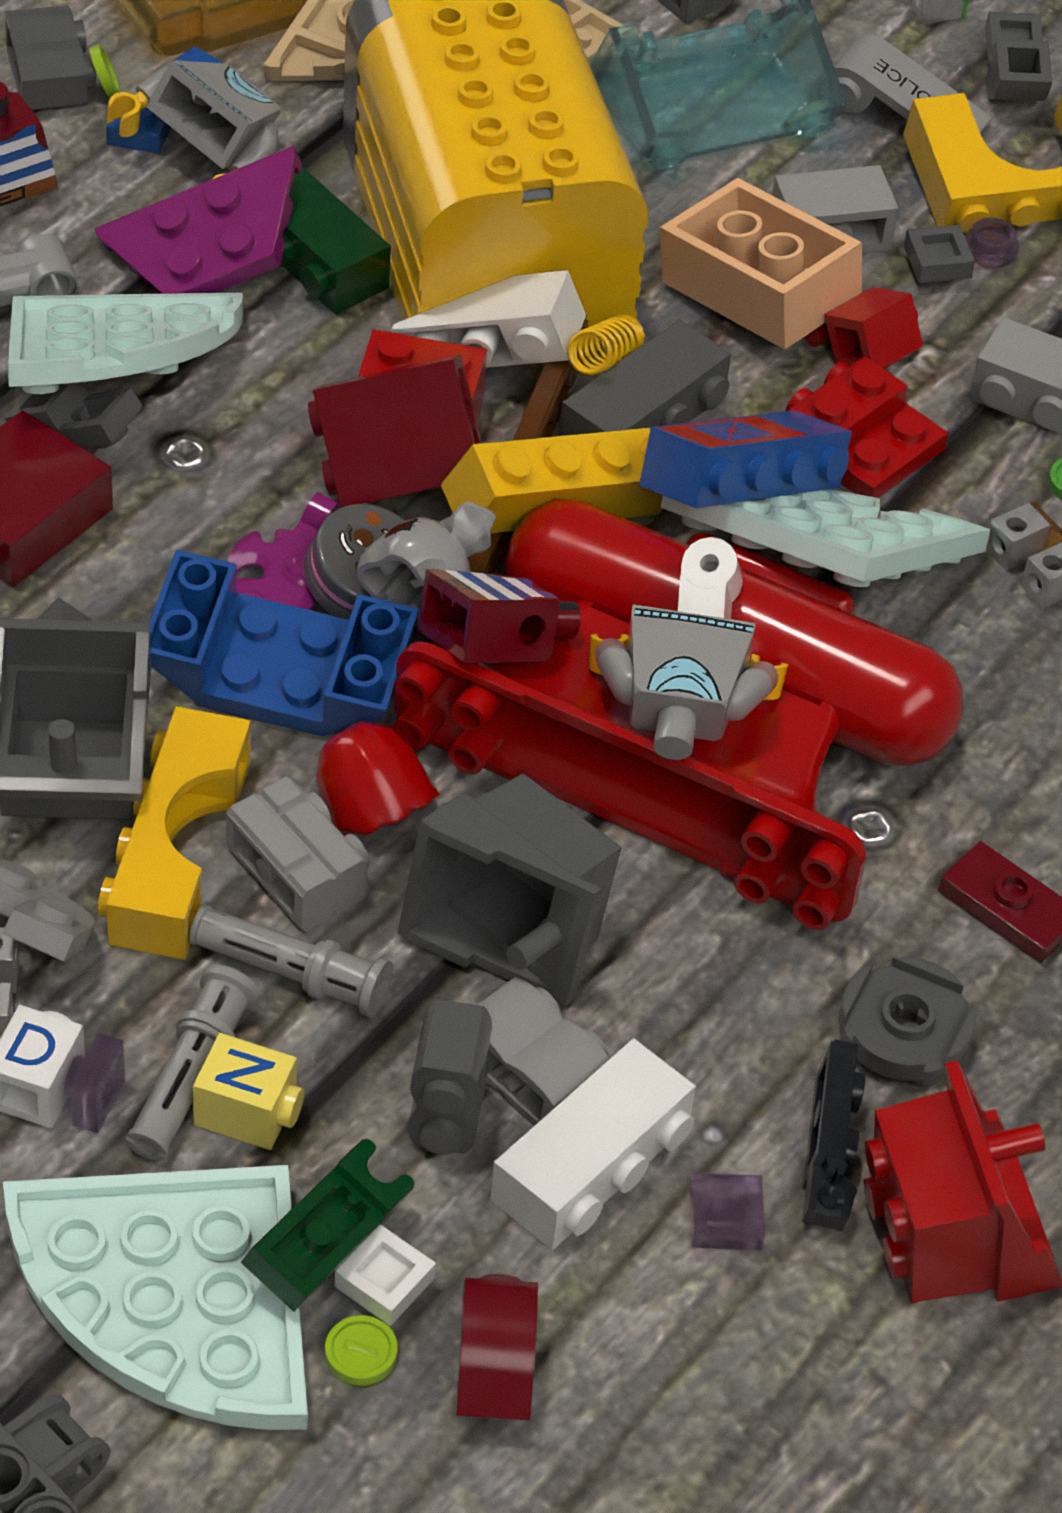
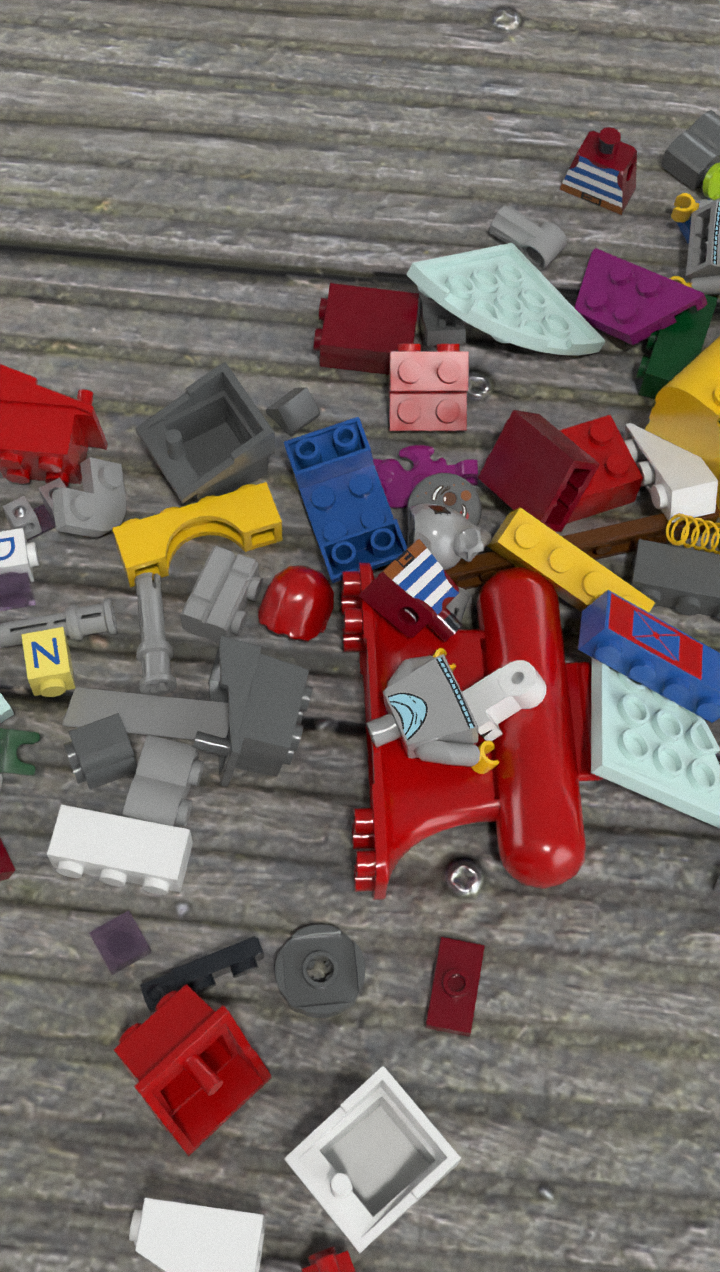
camera: 60 degrees right, 15 degrees up
(170, 479) = (428, 388): none -> plate
(389, 1041) = (149, 713): none -> light grey sticker

